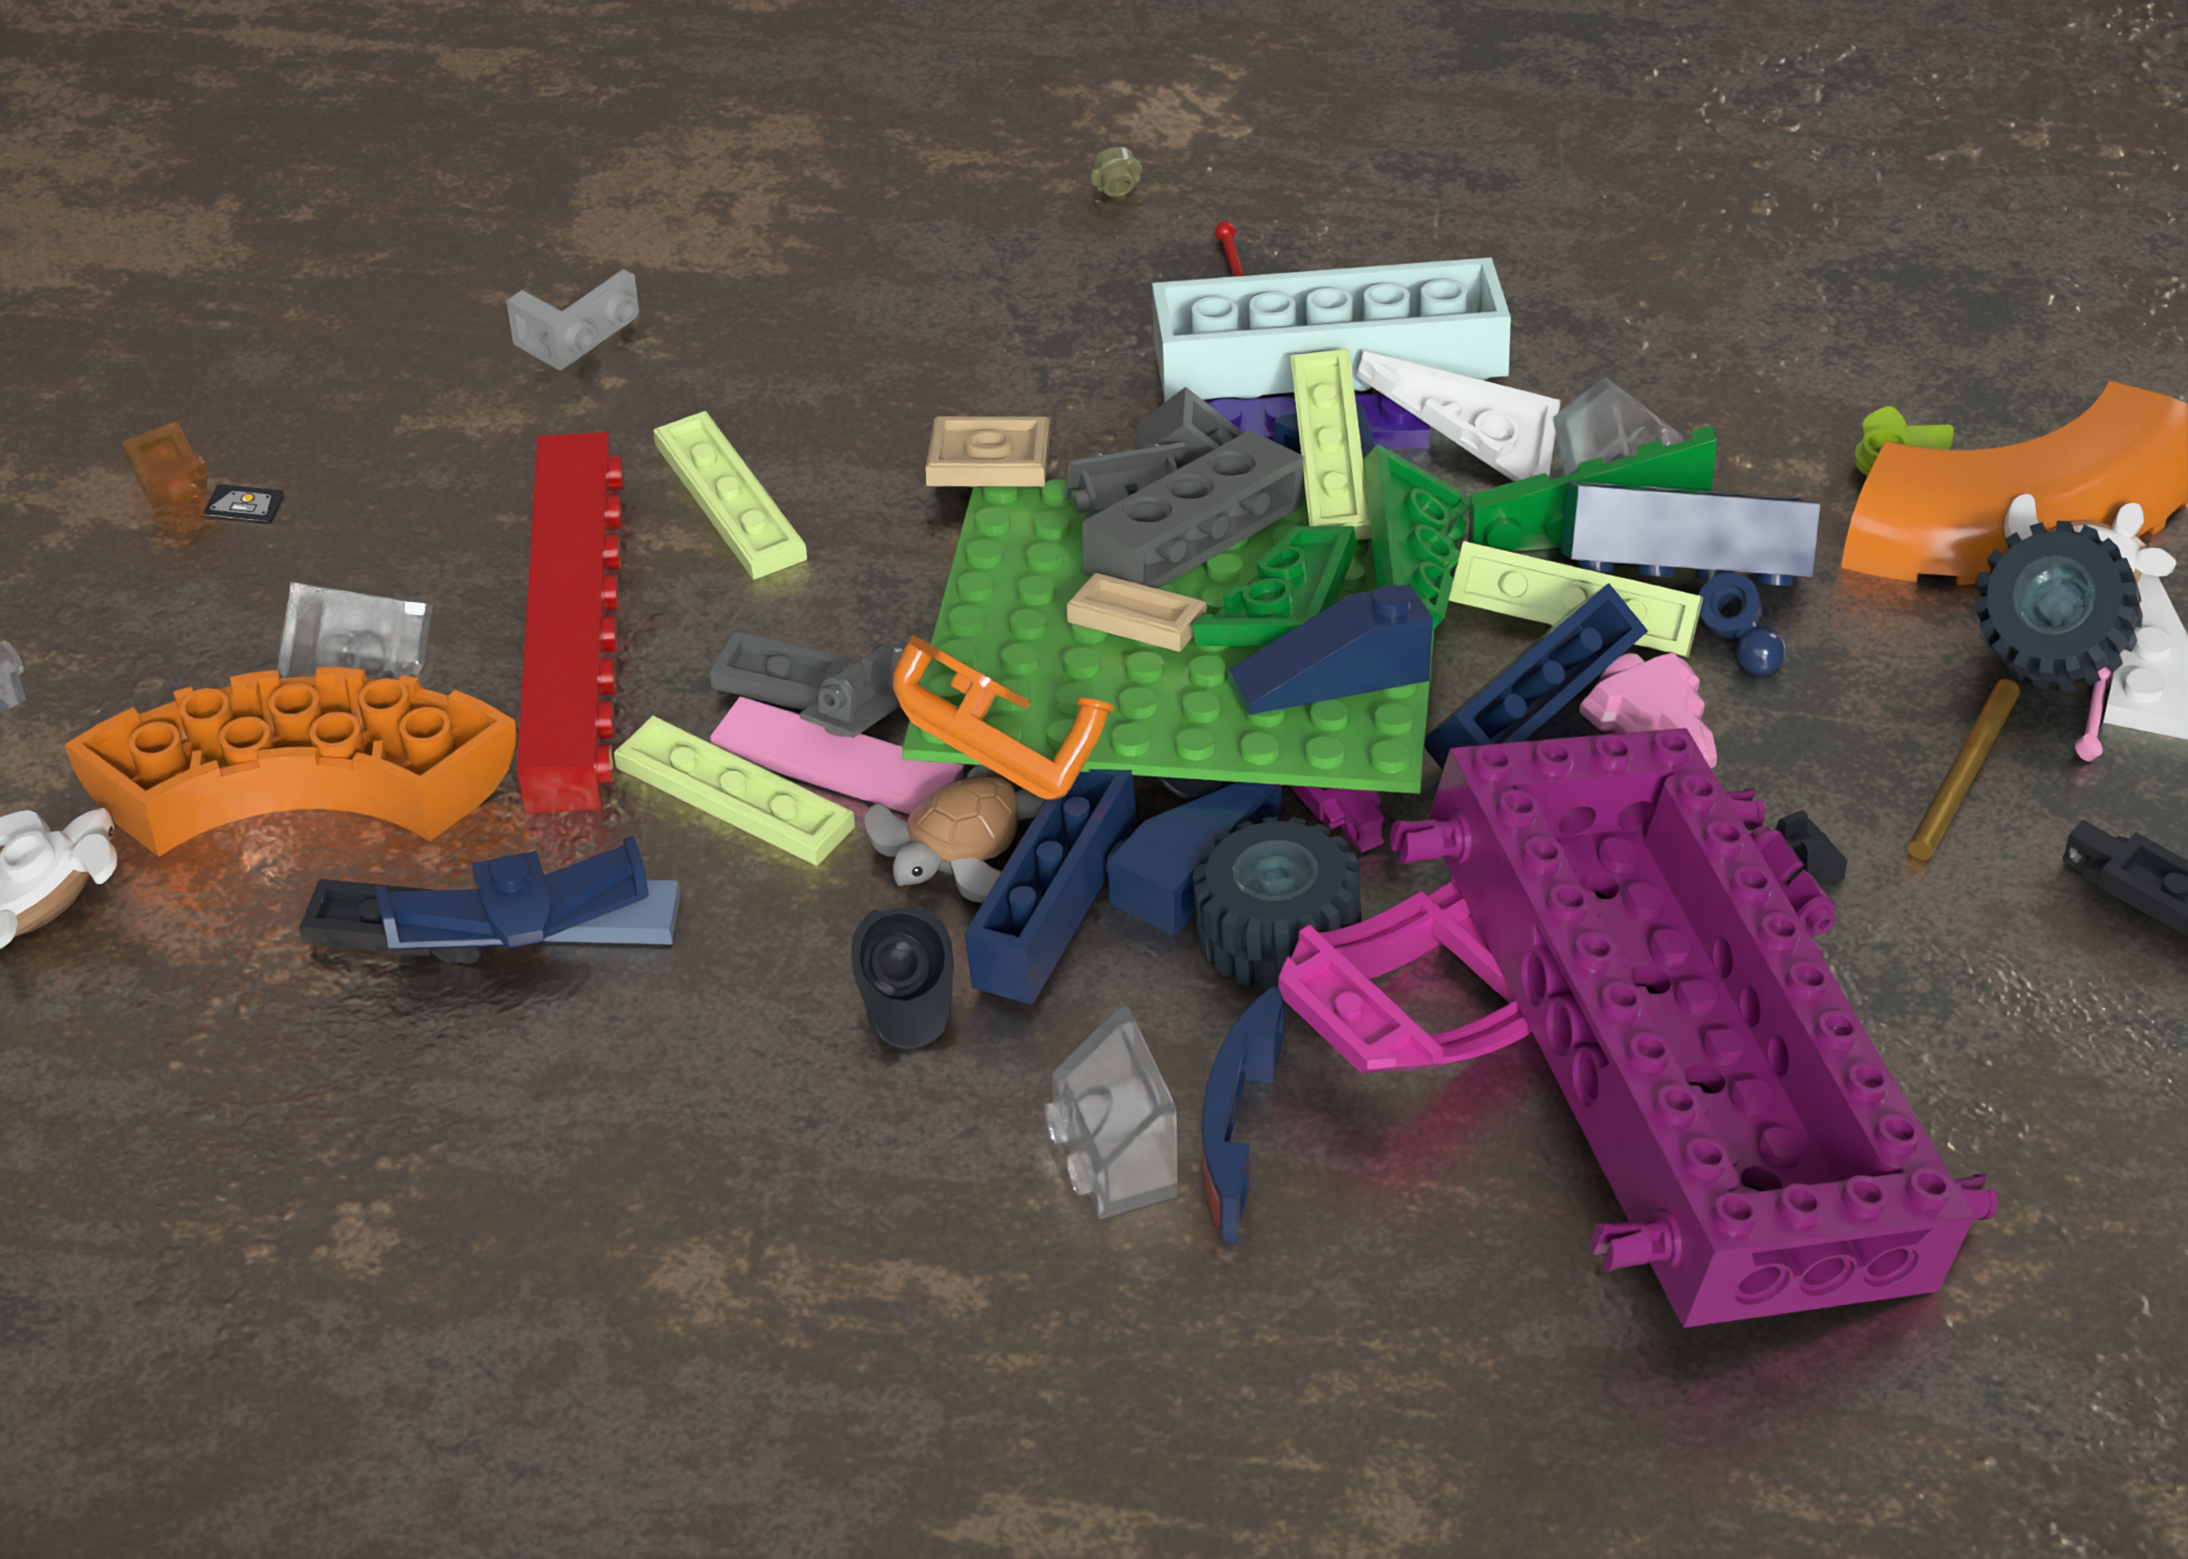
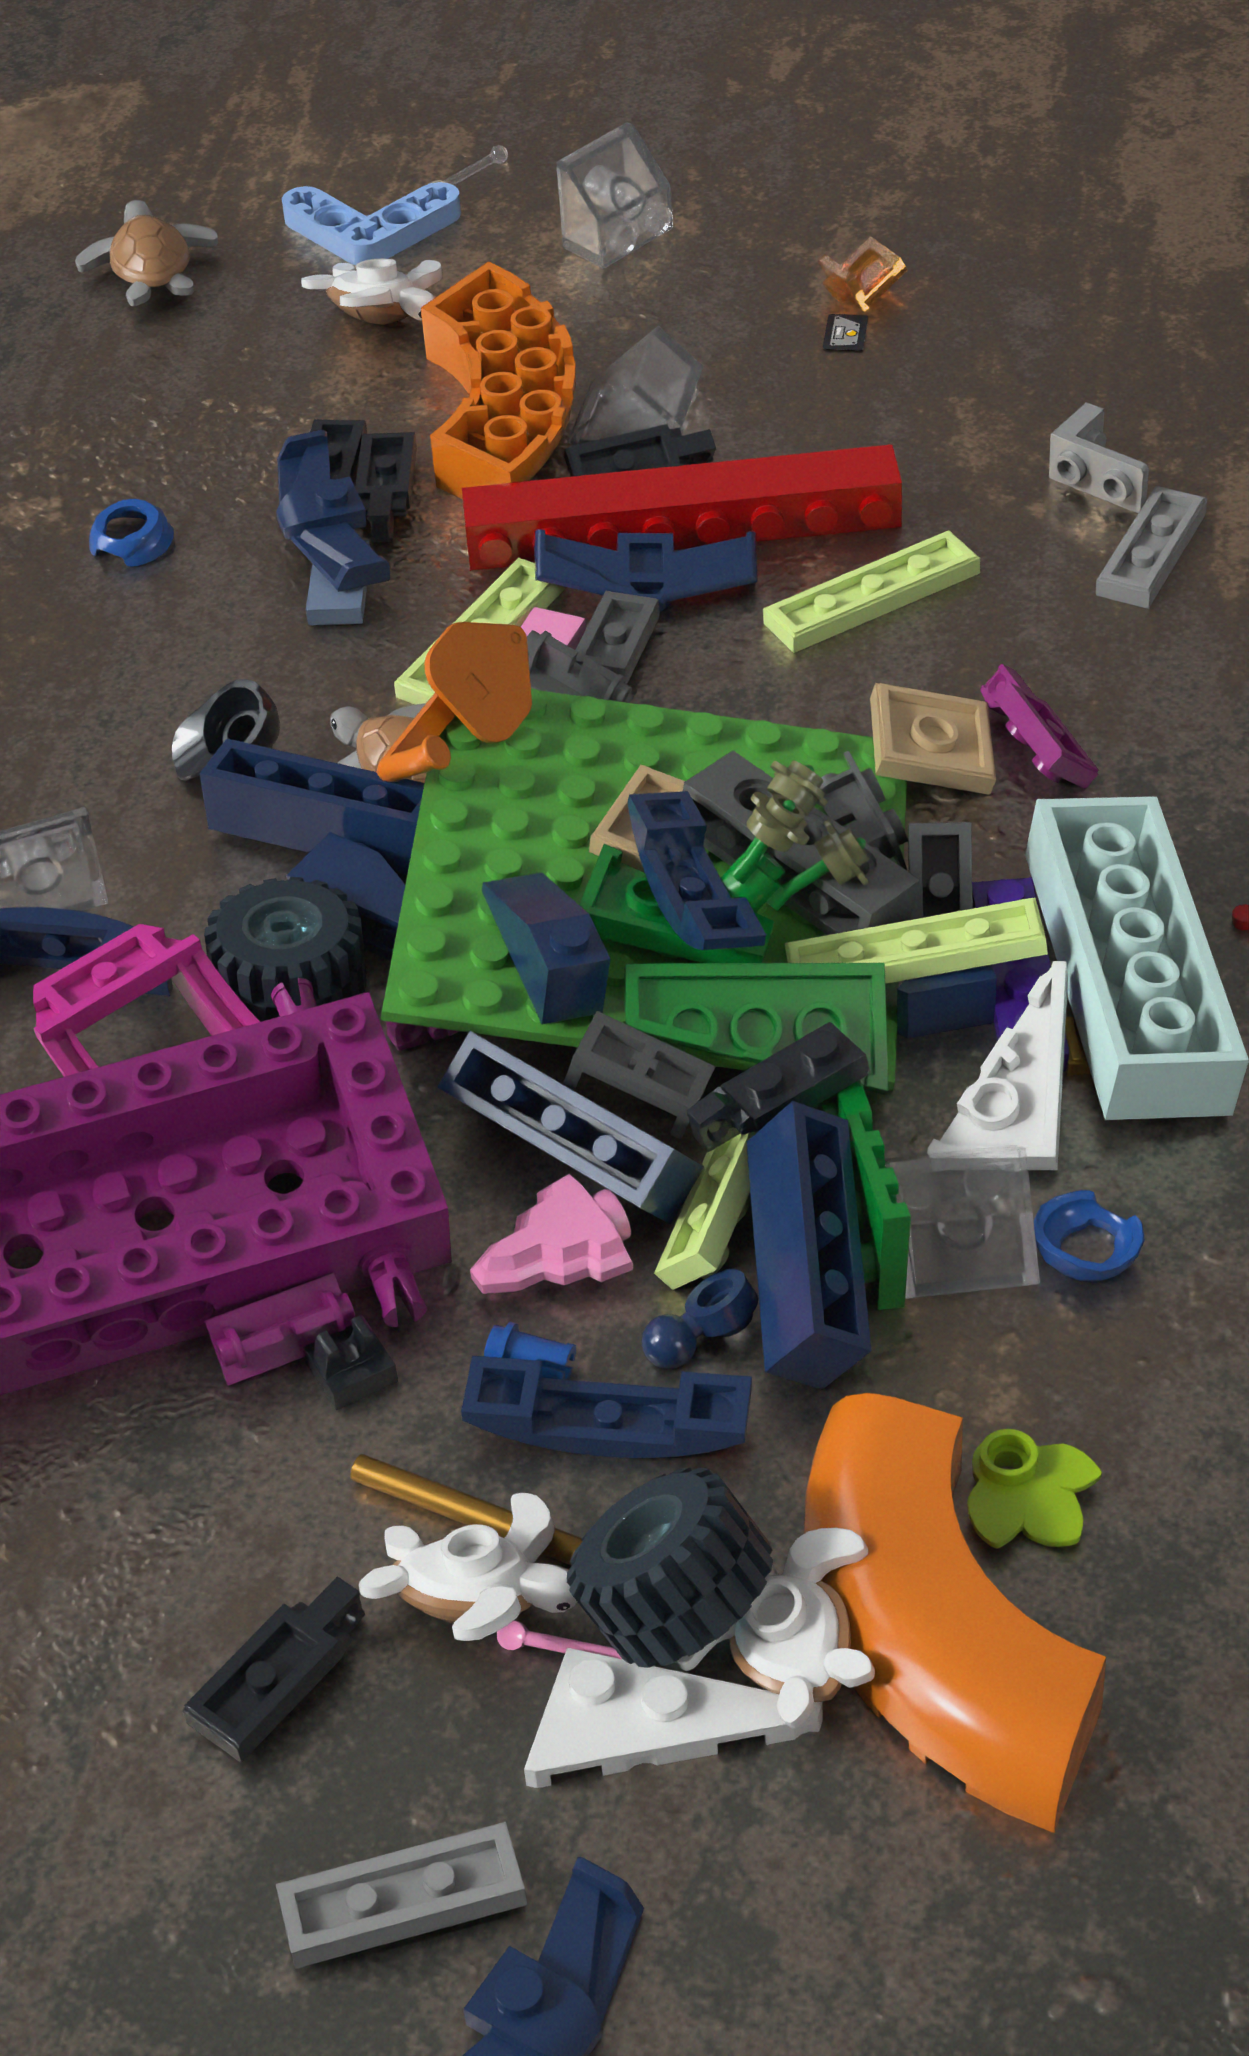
camera: 90 degrees right, 0 degrees up
(422, 859) = (386, 479): none -> black hinge
(453, 1141) = (139, 546): none -> blue piece
(470, 649) = (640, 450): none -> black hinge
(670, 645) = (646, 565): none -> dark blue plate
(710, 305) = (1151, 547): none -> light grey tile
(978, 386) = (1039, 728): none -> magenta hinge
(1247, 450) = (780, 823): none -> olive plant
(1356, 524) = (683, 878): none -> dark blue slope
(1474, 629) = (641, 1068): none -> dark grey hinge
(1512, 528) = (801, 1072): none -> black hinge
(1653, 385) = (1074, 1213): none -> blue piece
(1789, 740) = (513, 1344): none -> blue pin
(1854, 669) = (606, 1418): none -> dark blue slope
(2053, 751) = (474, 1573): none -> white animal

